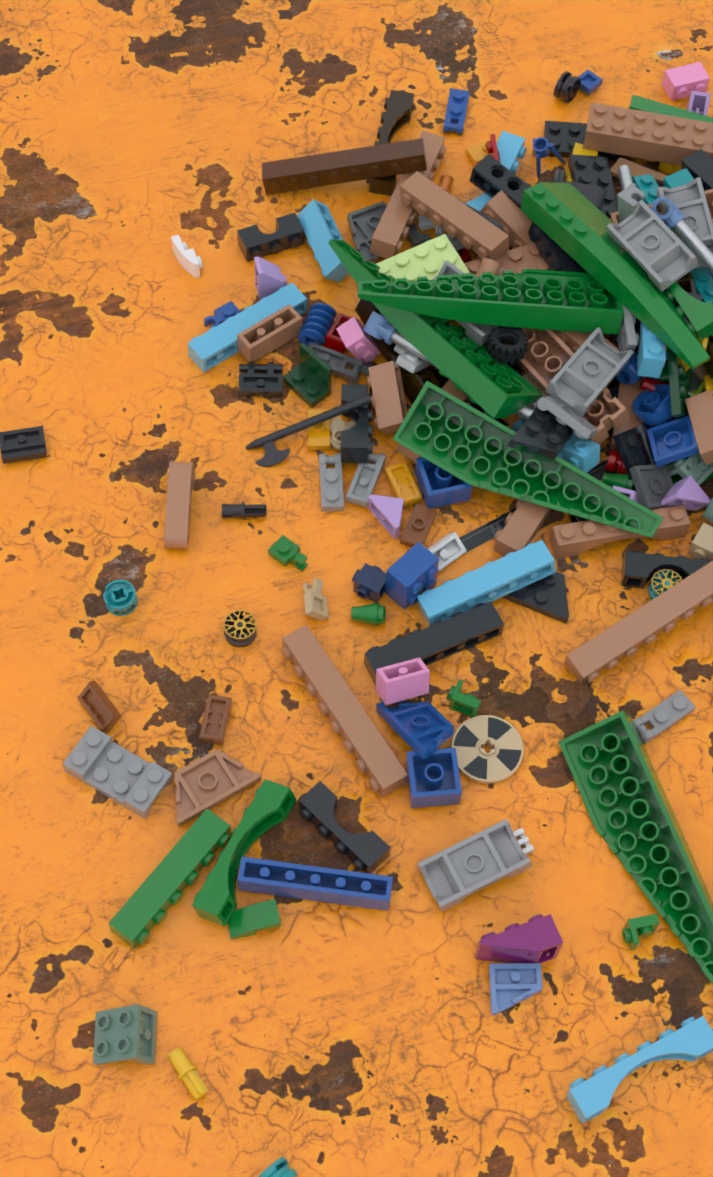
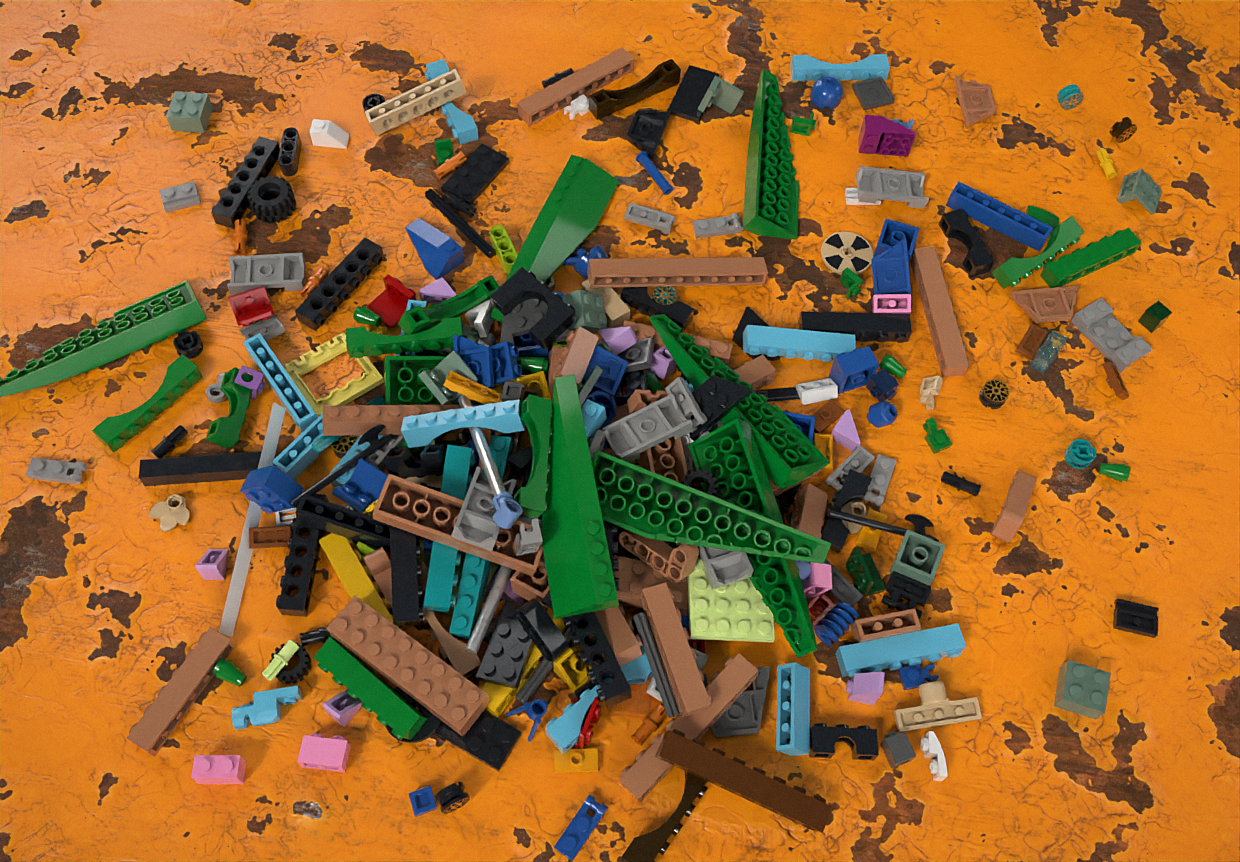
camera: 155 degrees left, 0 degrees up
(64, 356) = (1082, 689): none -> sand green brick
(67, 818) = (1155, 316): none -> dark green brick
(74, 592) = (1115, 471): none -> green cone
(177, 1145) = (1123, 130): none -> dark brown wheel
(192, 701) = (1048, 352): none -> clear light blue brick
(196, 292) = (936, 709): none -> tan plate
(220, 249) = (897, 749): none -> dark grey brick
(262, 406) = (918, 557): none -> sand green brick
(358, 543) = (882, 414): none -> blue head
(419, 1106) = (975, 100): none -> nougat wing
(572, 1044) = (872, 93): none -> dark grey plate
(637, 1012) = (826, 92): none -> blue cylinder
(653, 246) = (545, 479): light grey piece -> none

